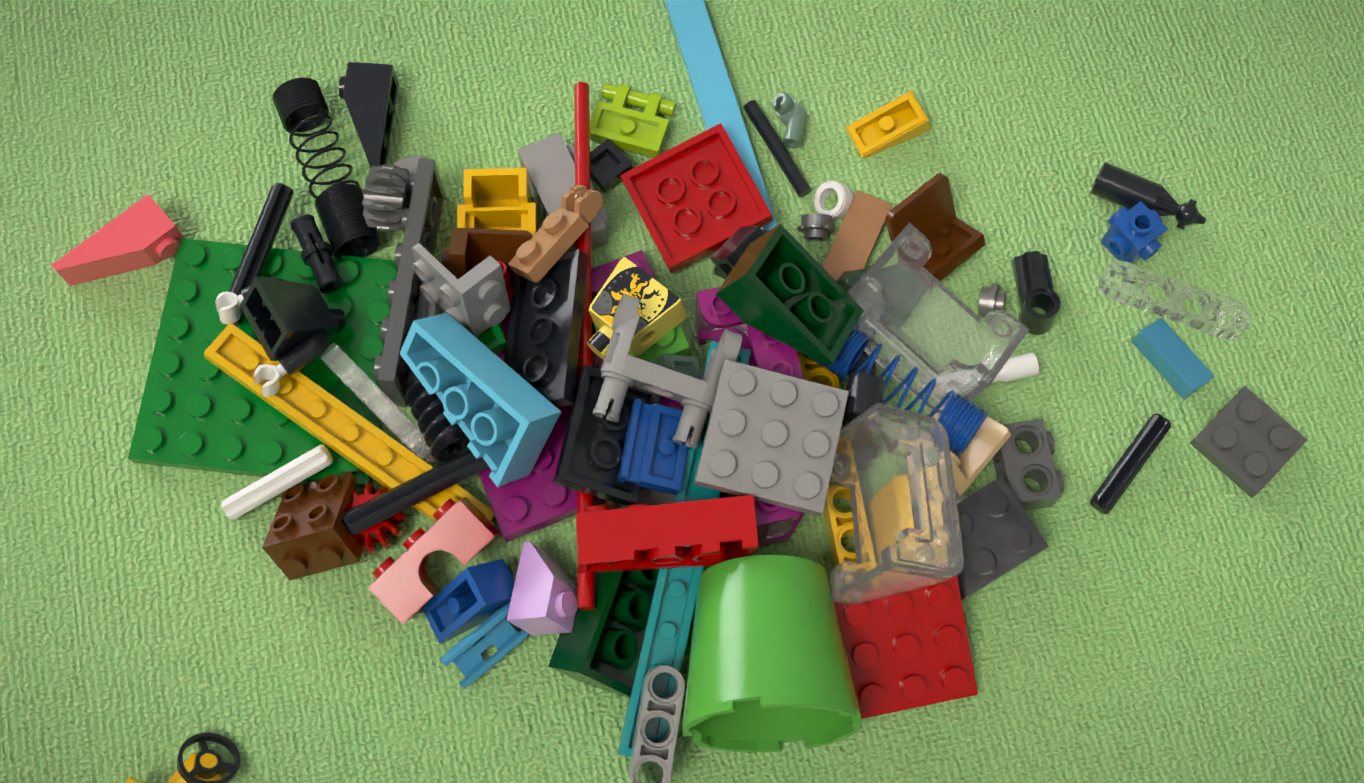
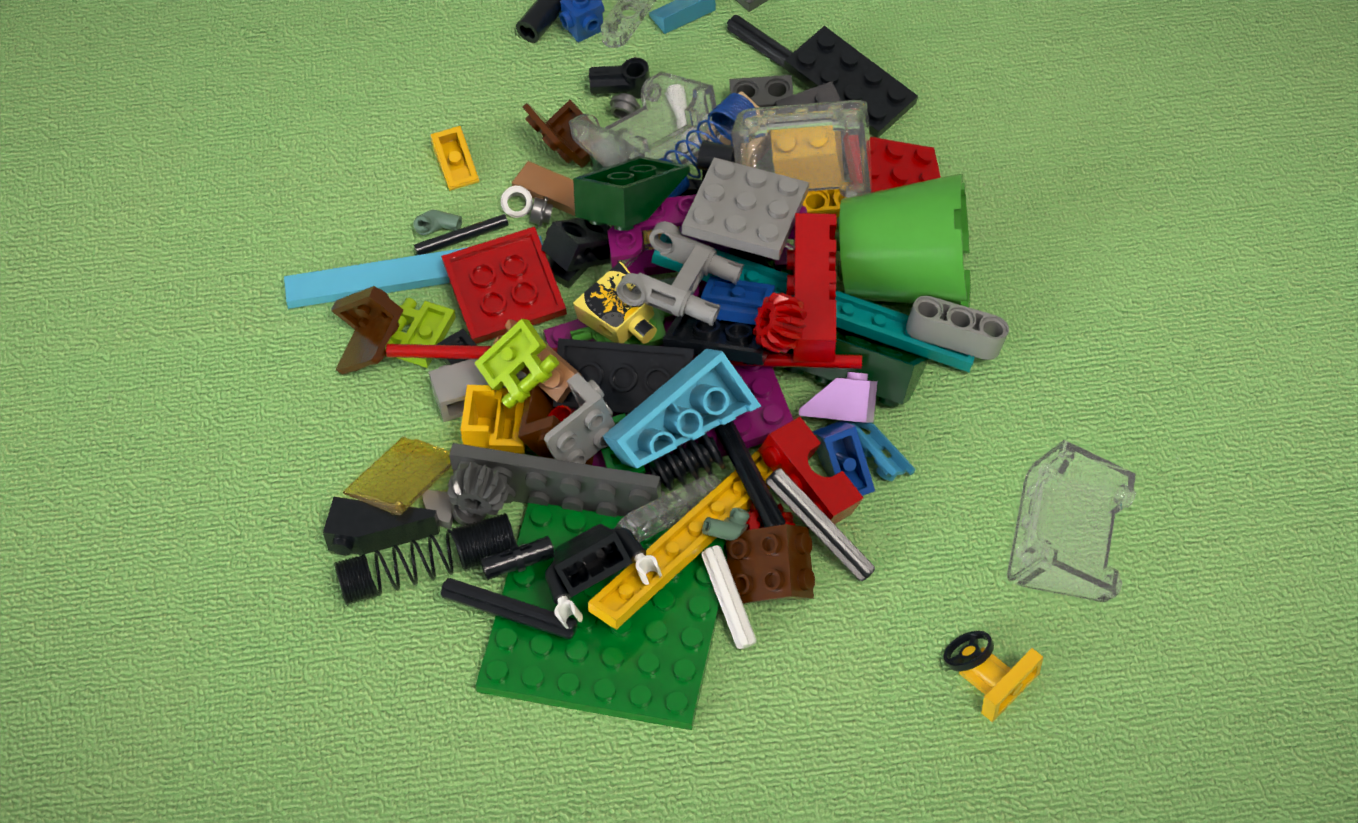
camera: 80 degrees left, 15 degrees down
(127, 243) = (470, 718): coral slope -> none
(347, 471) = (728, 529): none -> sand green arm
(360, 573) = (820, 524): none -> axle
(430, 128) = (400, 475): none -> clear yellow piece
(540, 204) = (509, 356): none -> lime plate
(589, 490) = (779, 322): none -> red gear
(615, 73) = (374, 322): none -> reddish brown bracket
(1075, 578) = (855, 77): none -> black plate

